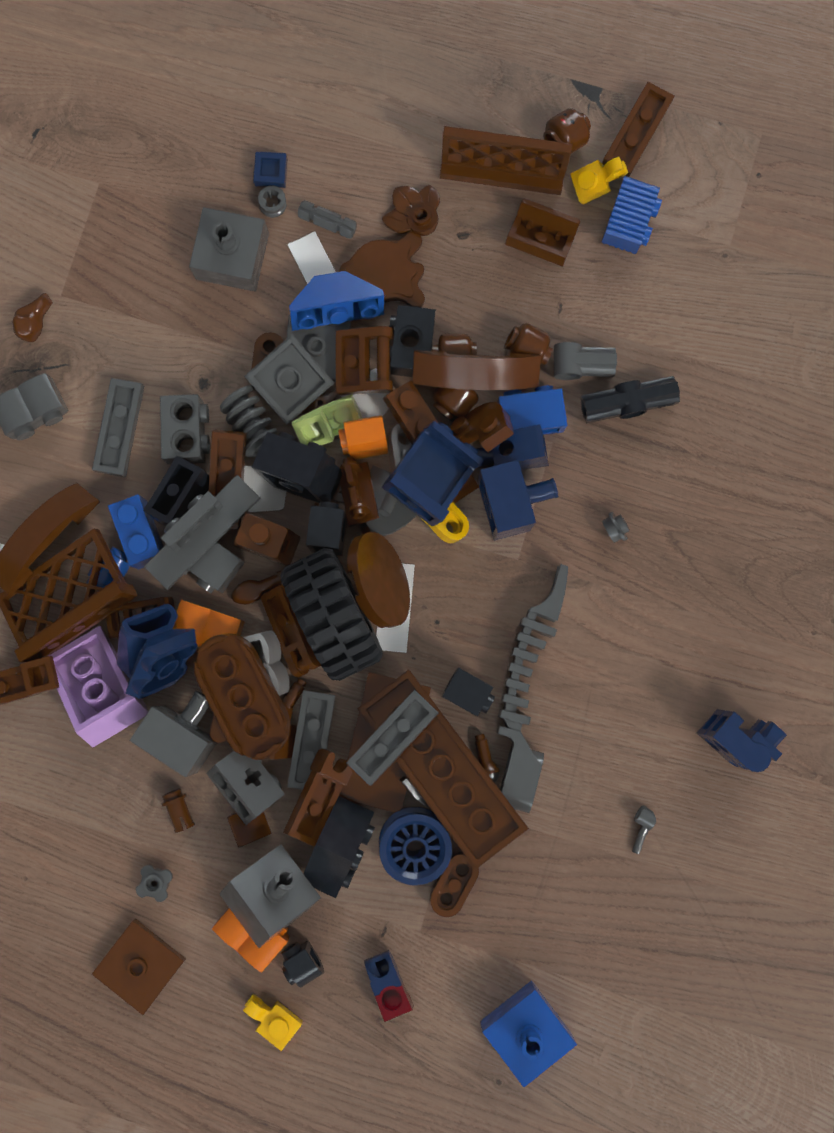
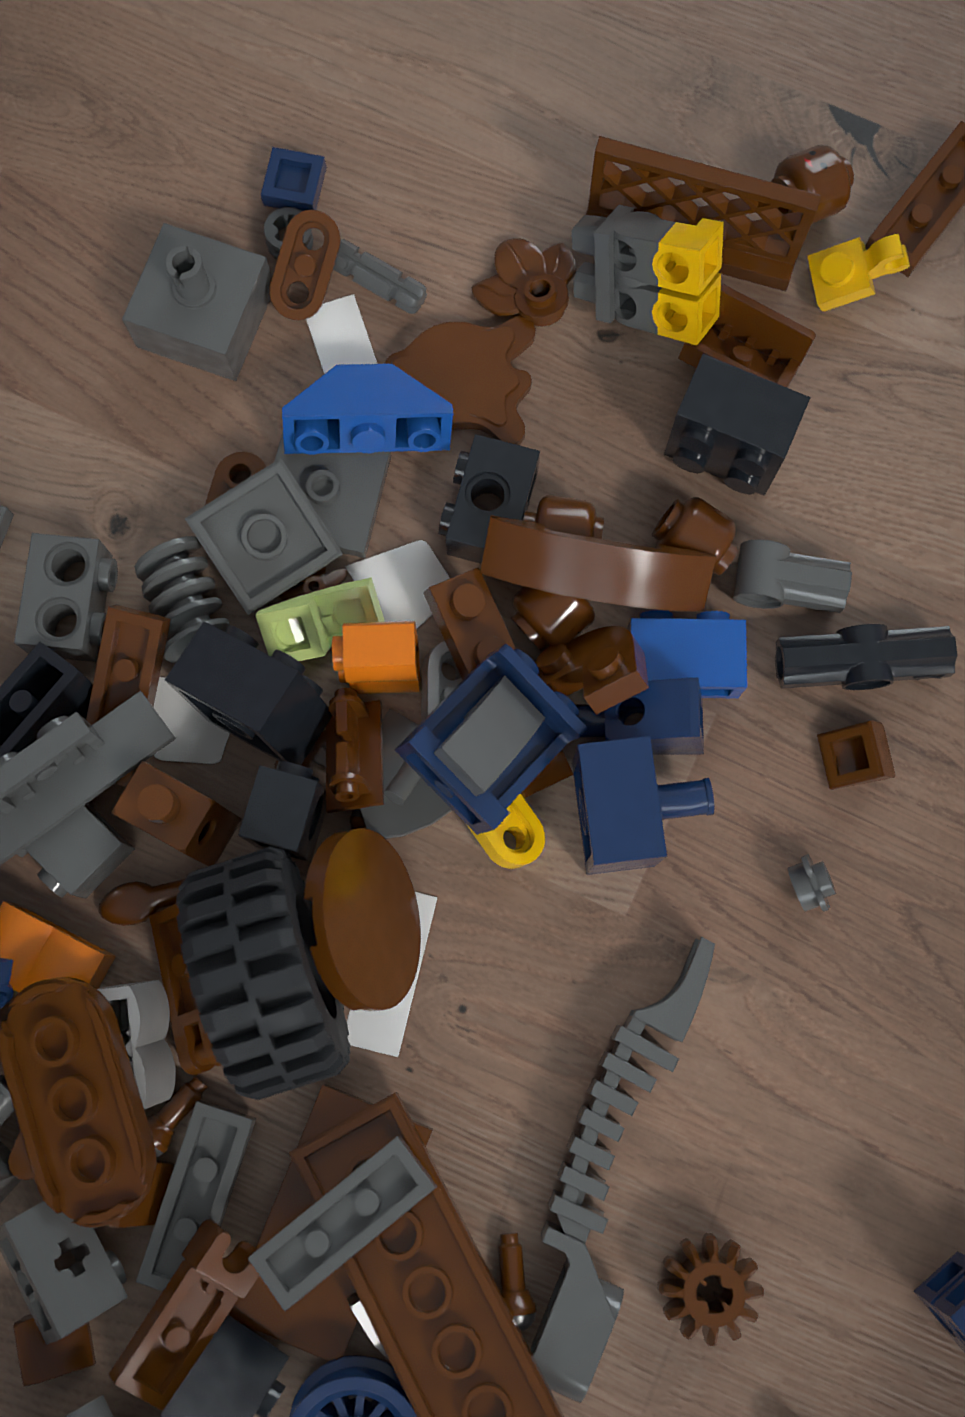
camera: 10 degrees right, 5 degrees down
(286, 219) = (304, 265): none -> reddish brown plate
(354, 360) = (384, 517): reddish brown plate -> none
(432, 472) = (490, 736): none -> dark grey slope
(469, 692) = (498, 1157): black brick -> none
(483, 198) = (651, 272): none -> hips
(542, 280) = (735, 426): none -> black brick
(594, 735) = (728, 1305): none -> reddish brown gear
(631, 215) = (906, 339): blue brick -> none
(632, 454) = (856, 755): none -> reddish brown slope

